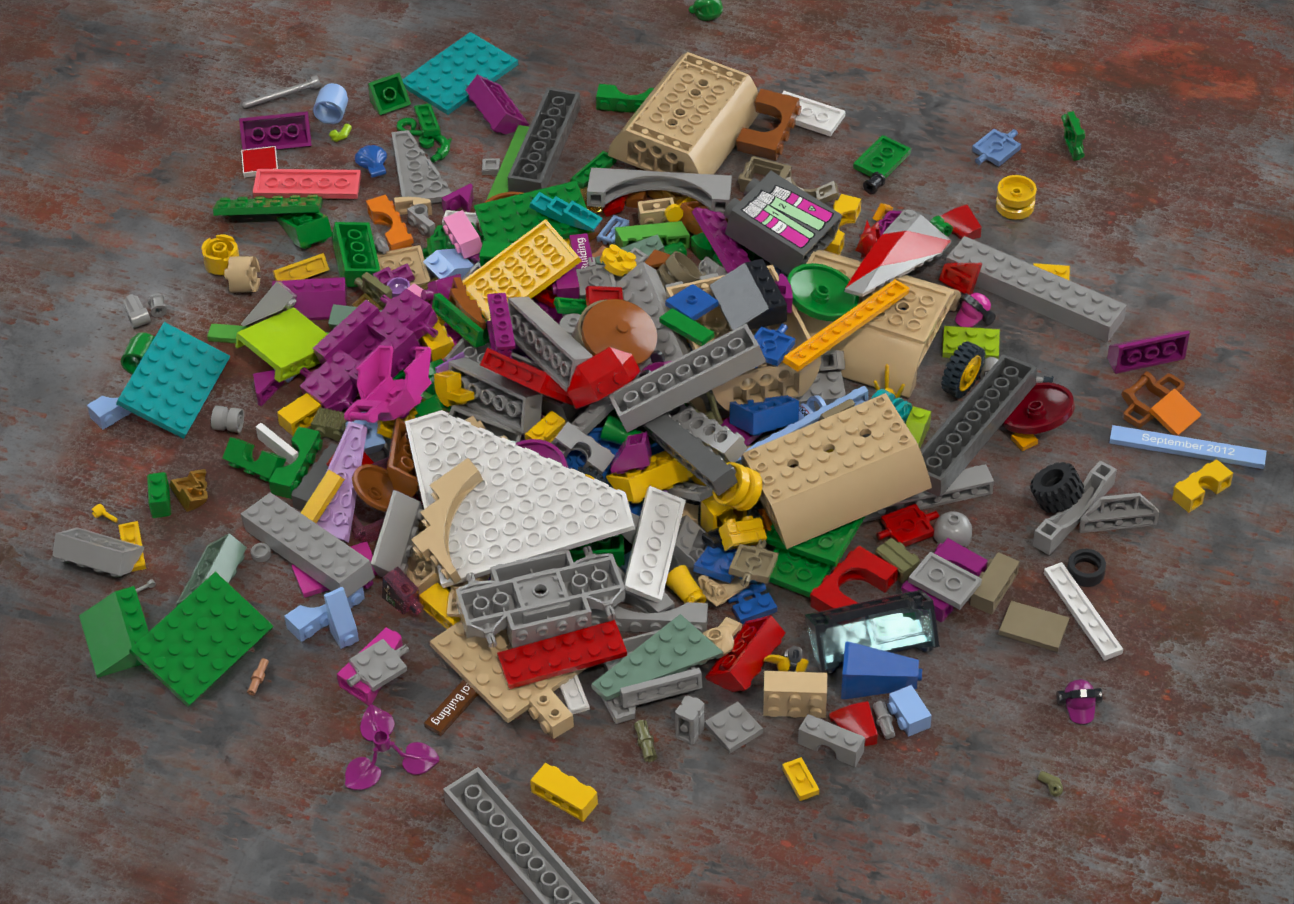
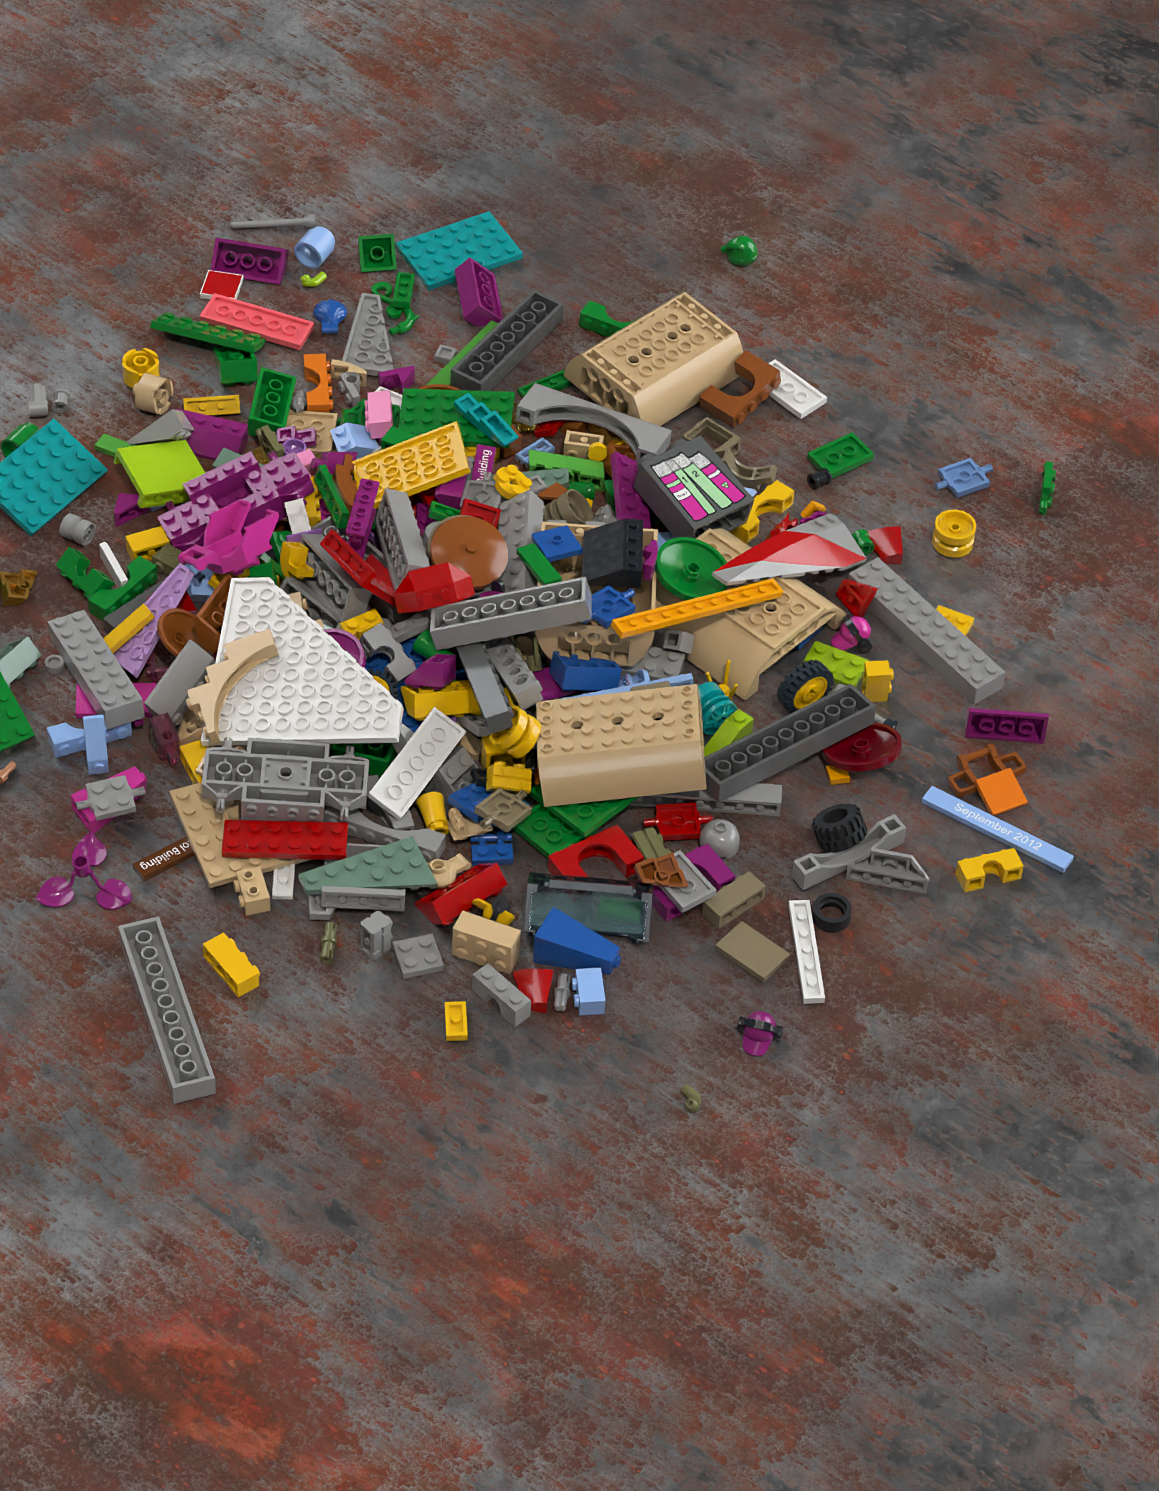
camera: 15 degrees right, 0 degrees up
(439, 351) = (297, 516): none -> tile
(926, 577) = (661, 872): none -> dark orange slope
(1020, 343) = (876, 680): none -> yellow brick

